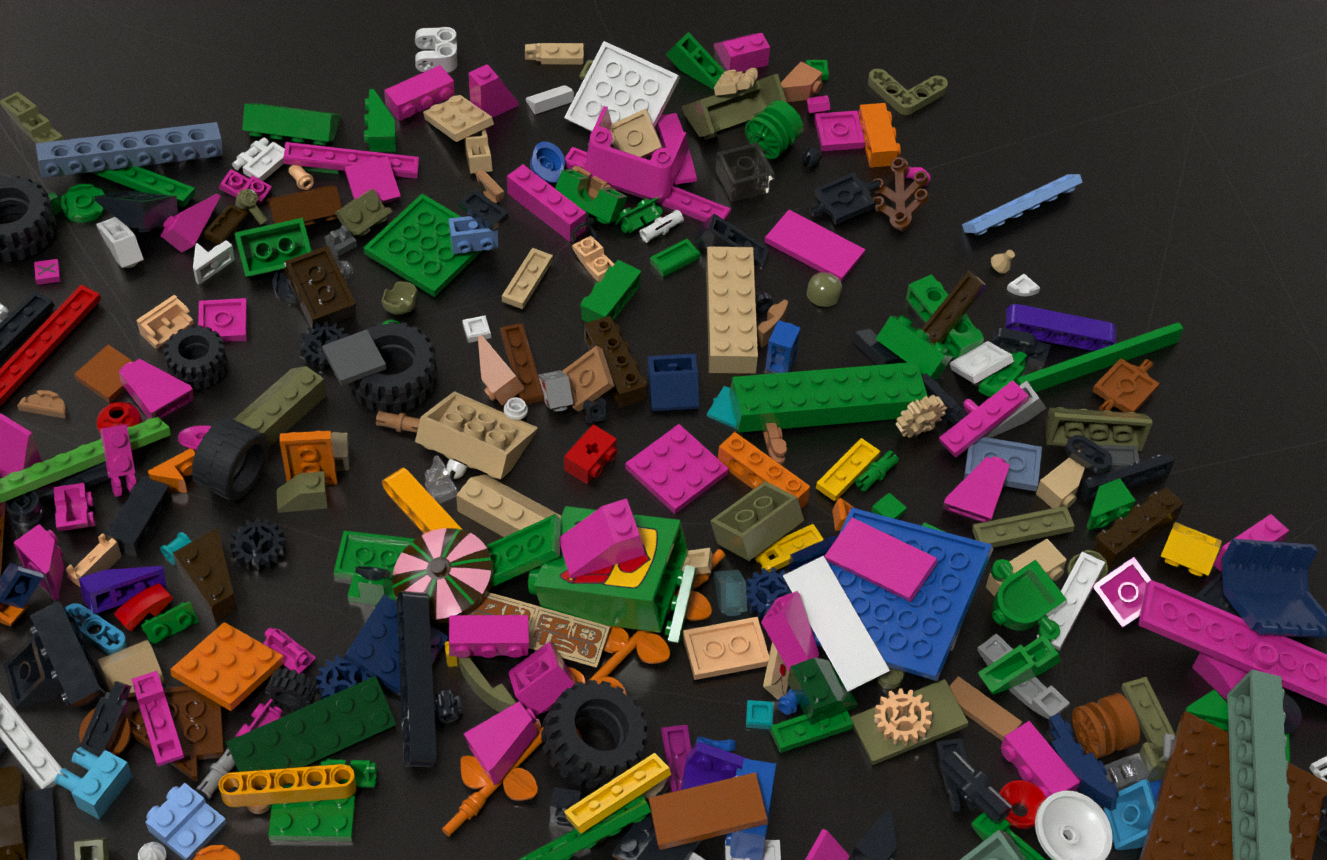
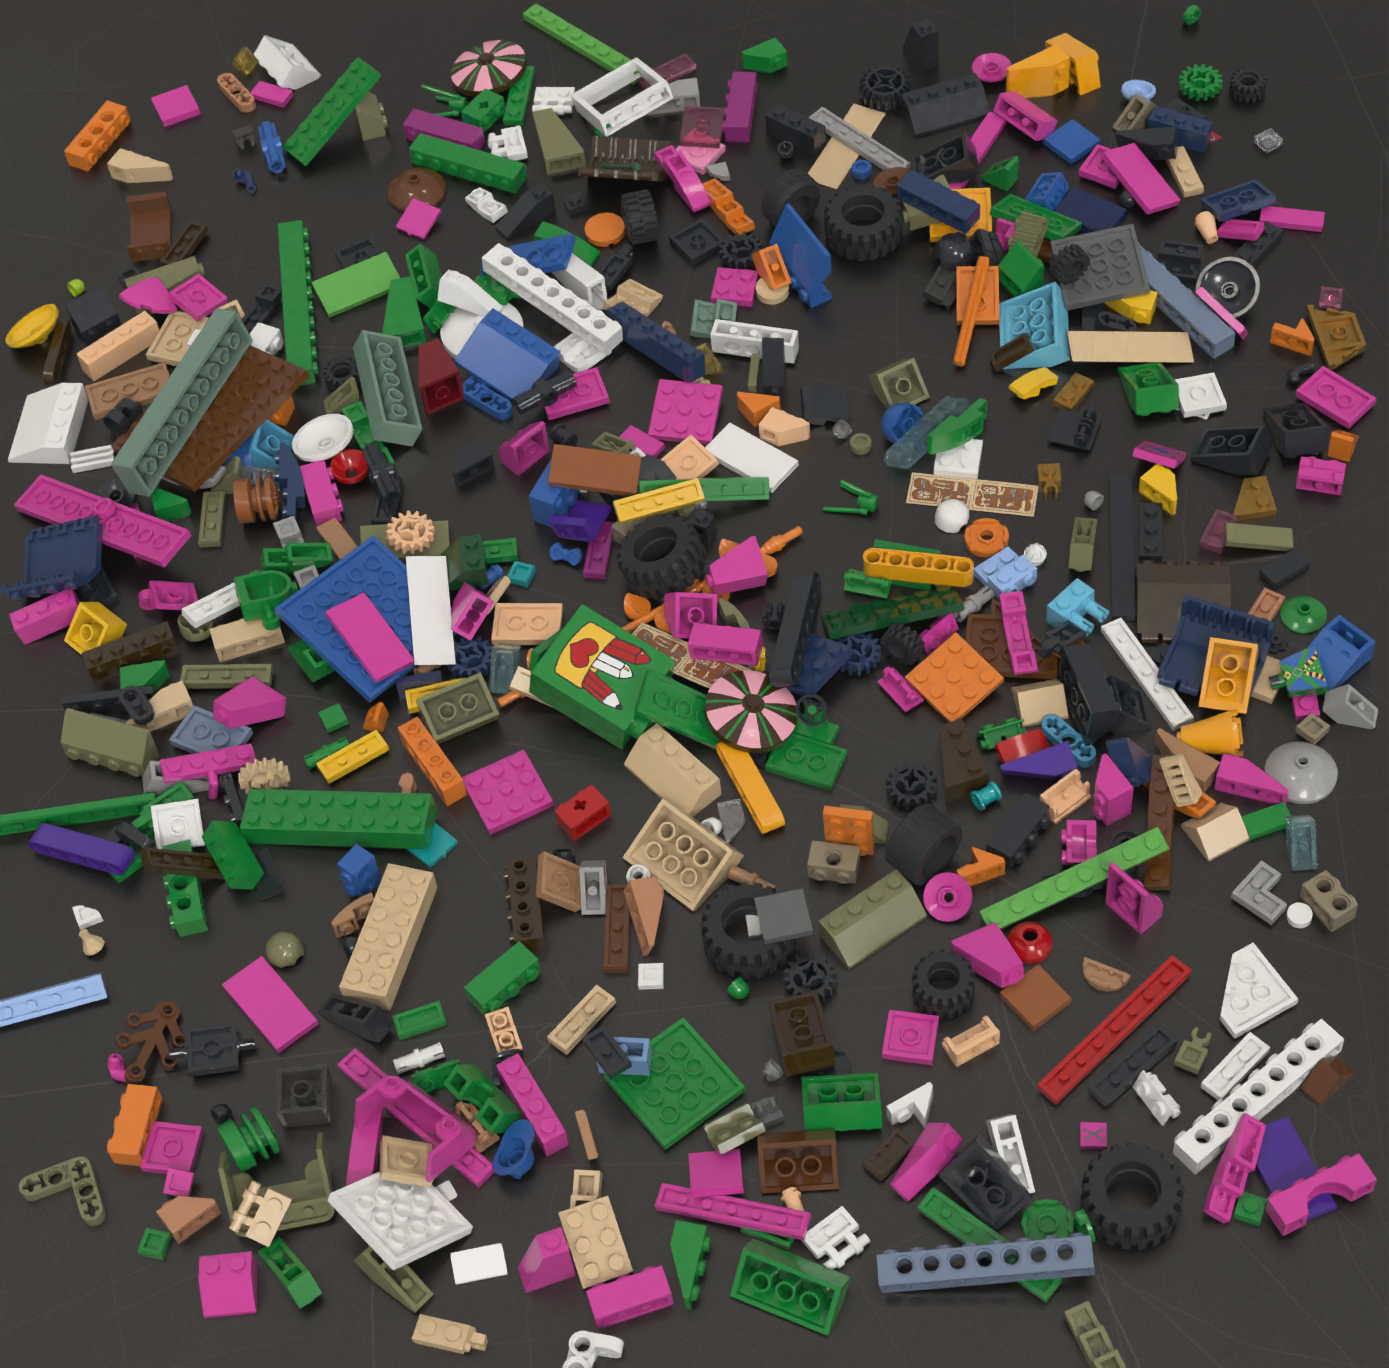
camera: 155 degrees left, 0 degrees up
(118, 456) = (1031, 876): dark pink hinge -> none
(235, 182) = (860, 1206): dark pink slope -> none
(247, 200) = (860, 1169): olive piece -> none
(400, 299) = (721, 1013): olive hair -> none
(602, 540) = (605, 668): dark pink slope -> none
(673, 382) = (477, 868): dark blue slope -> none
(1126, 386) = (56, 785): dark orange plate -> none

